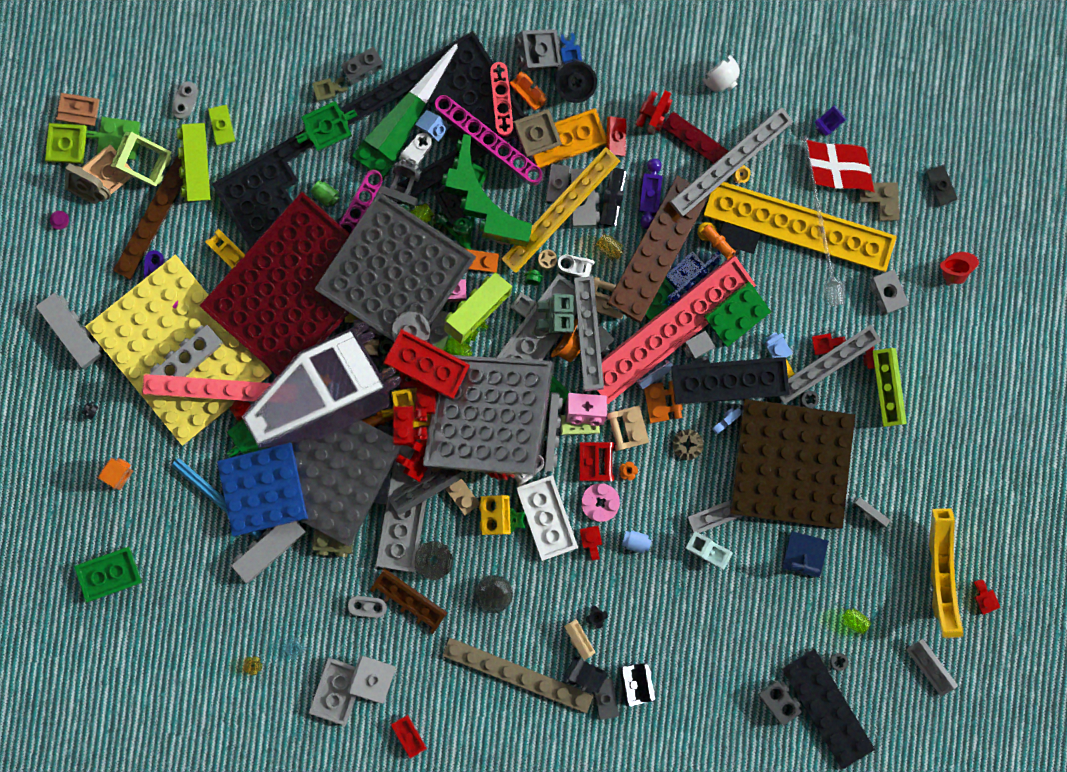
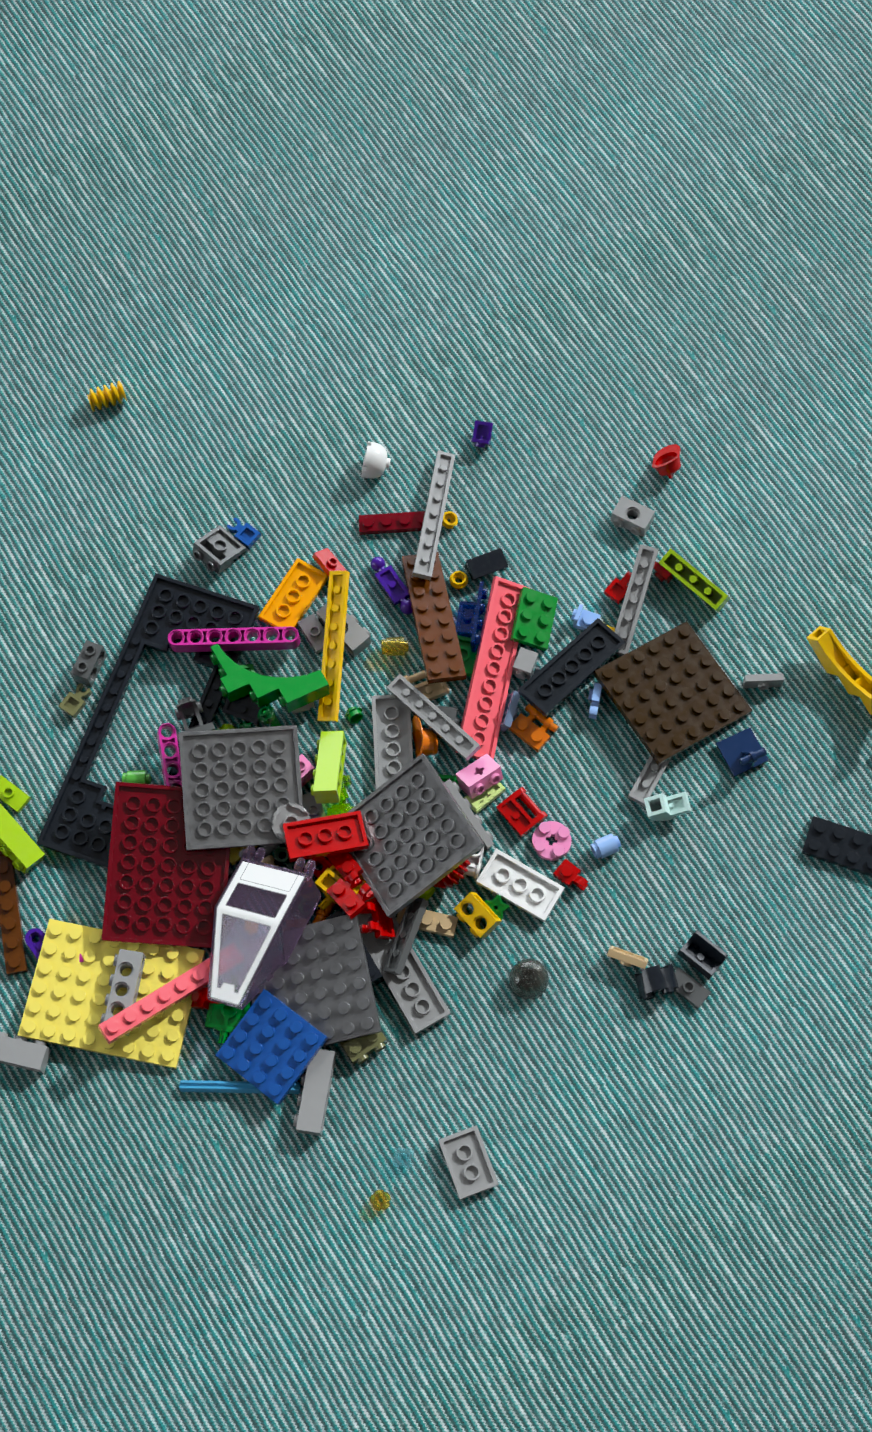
camera: 30 degrees left, 15 degrees down
(89, 410) = (74, 1101): black plate -> none
(108, 574) = (196, 1225): green plate -> none
(116, 473) = (137, 1132): orange brick -> none
(227, 251) = (91, 884): yellow plate -> none
(326, 126) = (96, 726): green plate -> none
(367, 606) = (435, 1072): light grey plate -> none
(371, 679) = (488, 1127): light grey plate -> none
(388, 138) = (153, 697): green plate -> none
(409, 599) = (465, 1038): reddish brown hinge -> none
(409, 736) = (558, 1149): red plate -> none
(415, 151) = (182, 691): white piece -> none
(432, 125) = (180, 663): light blue brick -> none
(439, 569) = (454, 1000): clear smoke plate -> none
(484, 261) = (307, 732): orange plate -> none
(501, 99) = (219, 603): coral beam -> none
(518, 675) = (603, 1027): dark tan plate -> none
(522, 305) = (363, 742): light grey tile -> none
(534, 97) = (243, 584): orange hinge -> none
(537, 133) = (267, 606): dark tan plate -> none
(547, 256) = (354, 689): tan wheel -> none
(558, 314) = (396, 722): sand green hips -> none
(577, 266) = (380, 678): white piece -> none
(583, 88) = (271, 538): black wheel -> none
(597, 622) = (629, 925): black plate -> none
(613, 197) = (366, 609): black piece -> none
(623, 470) = (552, 794): orange plate -> none
(634, 428) = (528, 764): tan plate -> none
(654, 112) = (346, 526): red plate -> none
(682, 437) = (579, 751): dark tan gear -> none
(718, 242) = (474, 576): orange pin -> none
(776, 705) = (823, 882): dark grey brick -> none
(800, 226) = (526, 521): yellow plate -> none
(809, 393) = (647, 633): dark grey bush -> none
(837, 168) = (517, 460): flag -> none
(844, 664) = (846, 809): dark grey bush -> none
(856, 621) = (825, 769): clear neon green brick -> none
(888, 198) = (569, 454): dark tan plate -> none
(941, 185) = (603, 416): pearl dark grey plate -> none

